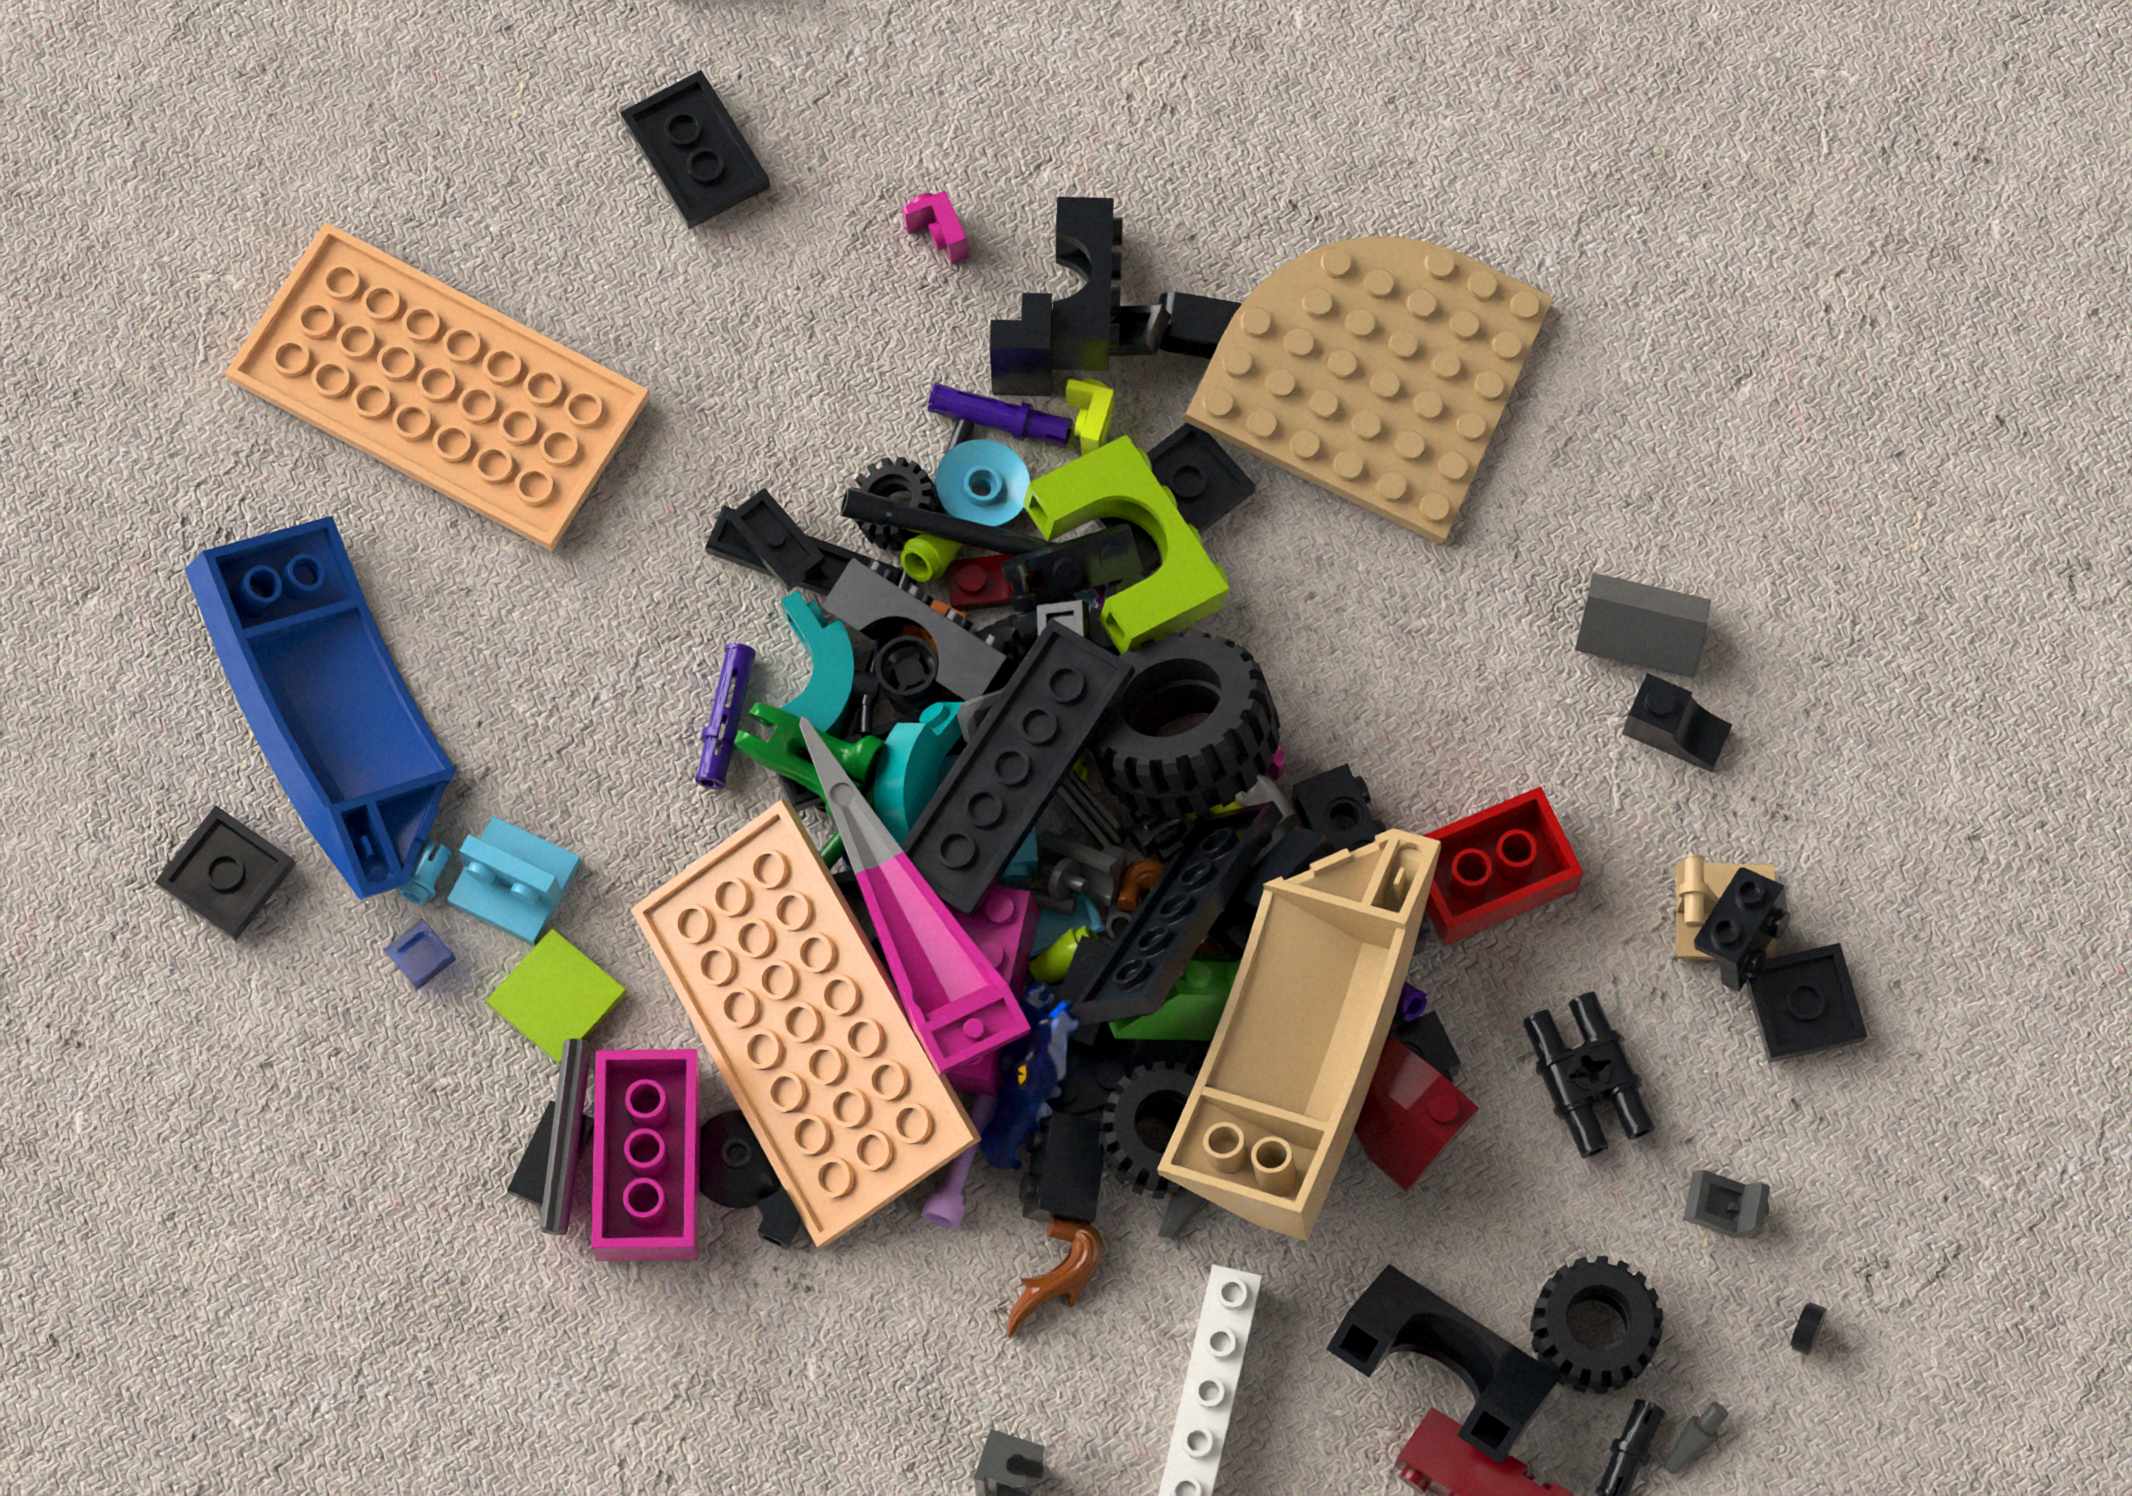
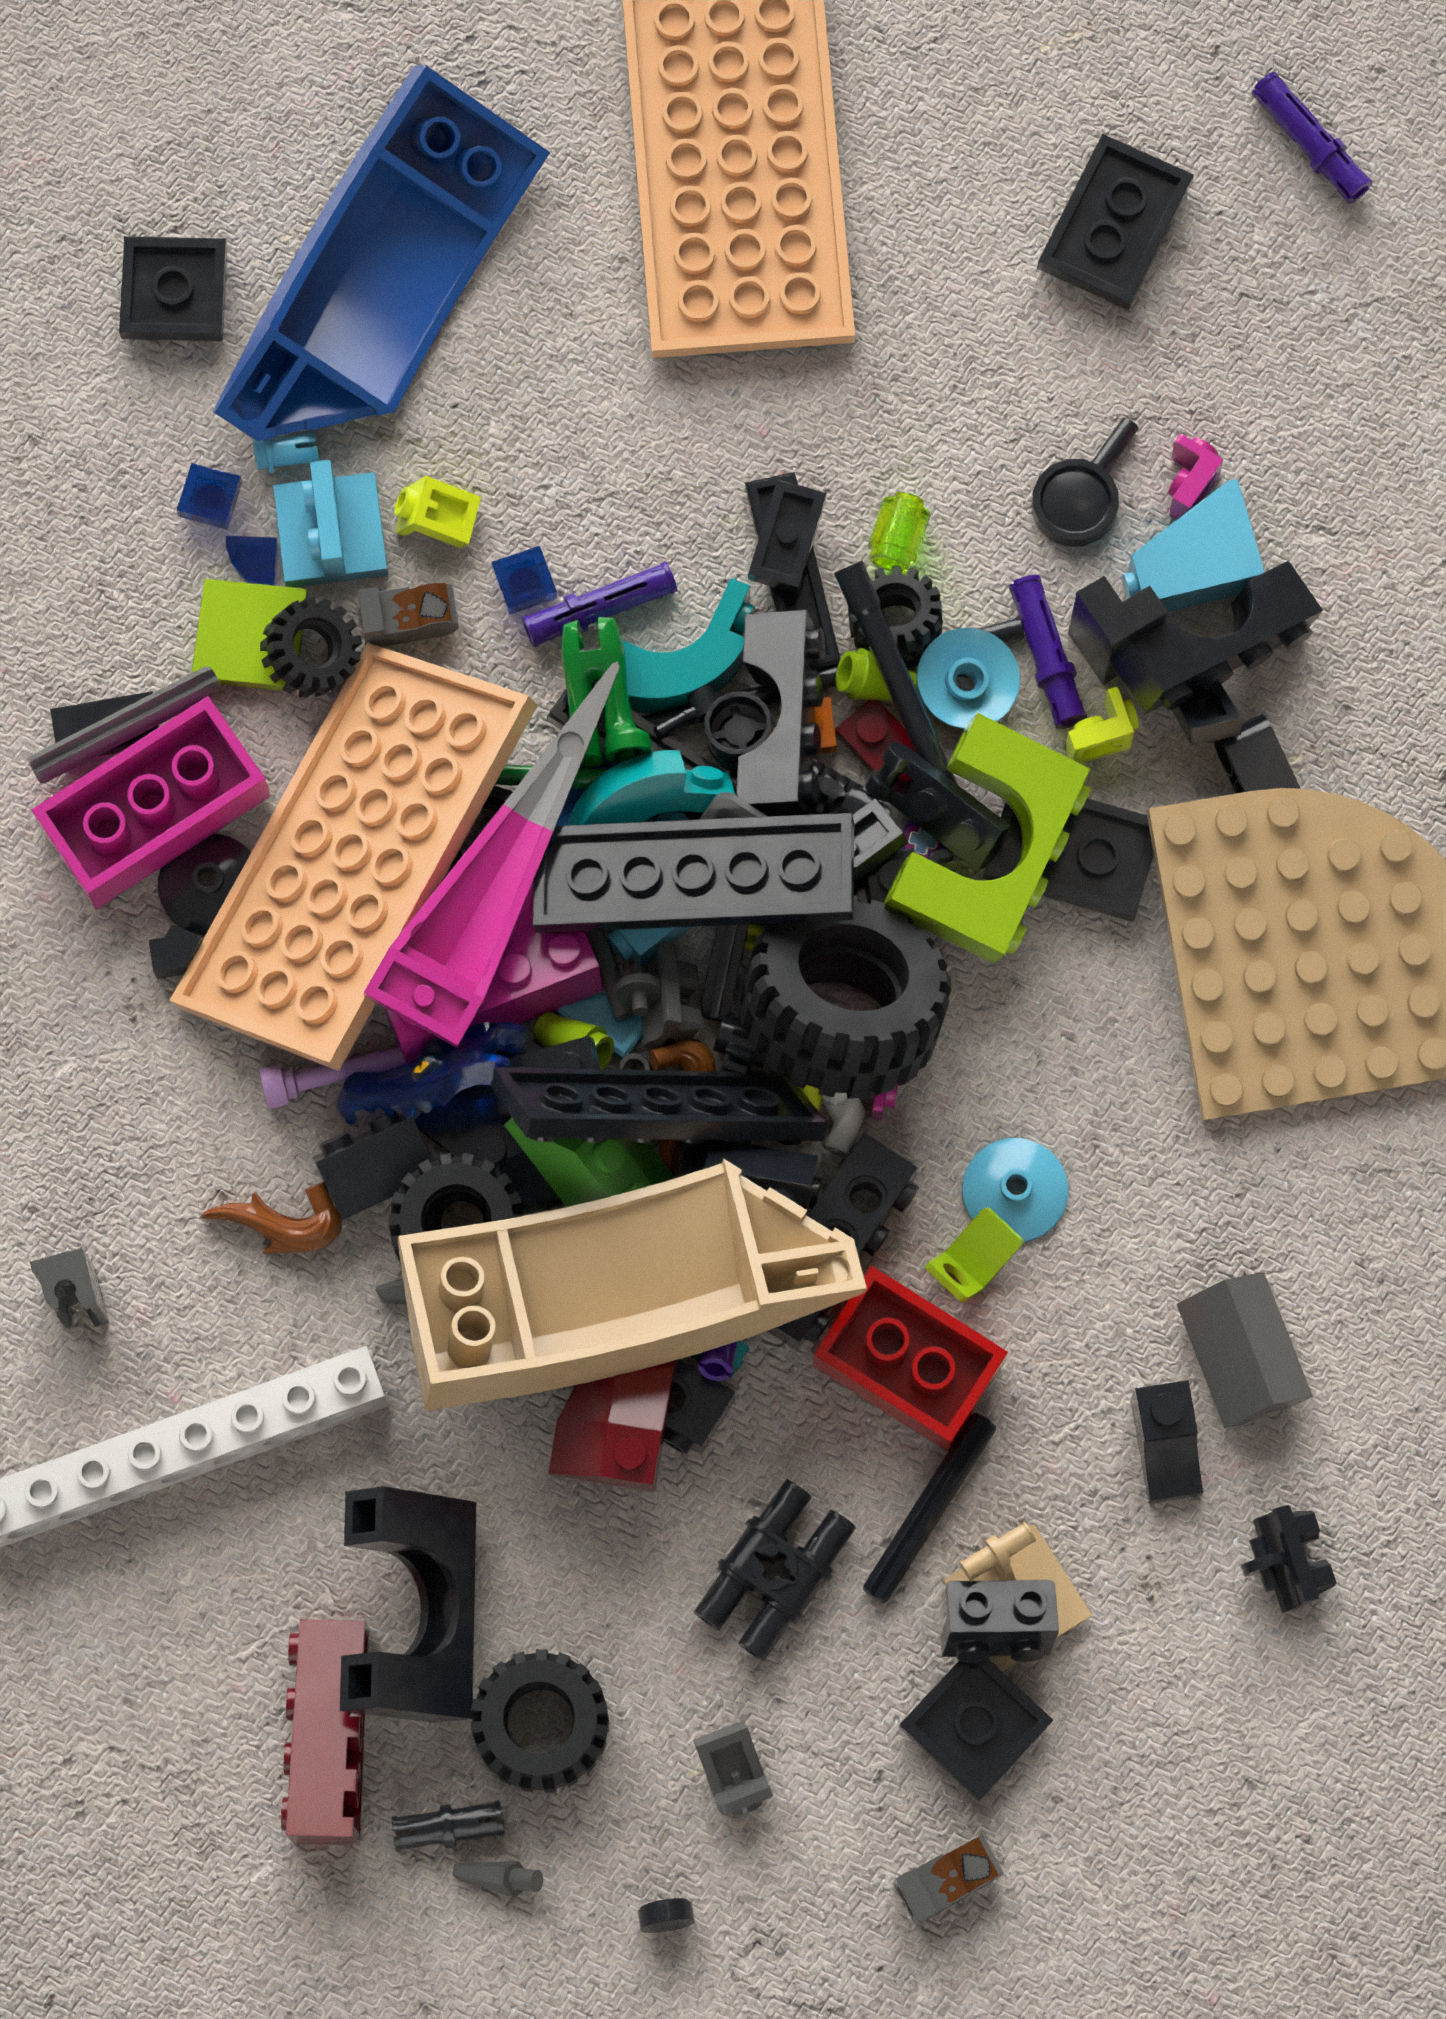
camera: 55 degrees right, 5 degrees up
(494, 954) = (254, 558): none -> clear blue tile
(560, 789) = (437, 511): none -> neon yellow bracket
(599, 974) = (331, 627): none -> black tyre
(627, 866) = (407, 613): none -> dark grey leg
(665, 759) = (524, 580): none -> clear blue plate
(828, 459) = (898, 531): none -> clear neon green brick
(893, 317) = (1078, 497): none -> black piece
(1005, 255) = (1200, 555): none -> medium azure slope
(1398, 732) = (1046, 1186): none -> medium azure dish
(1440, 767) = (976, 1255): none -> lime bracket
(1617, 937) = (929, 1508): none -> black axle
(1824, 698) = (1283, 1561): none -> black hips
(1912, 1102) = (947, 1879): none -> leg

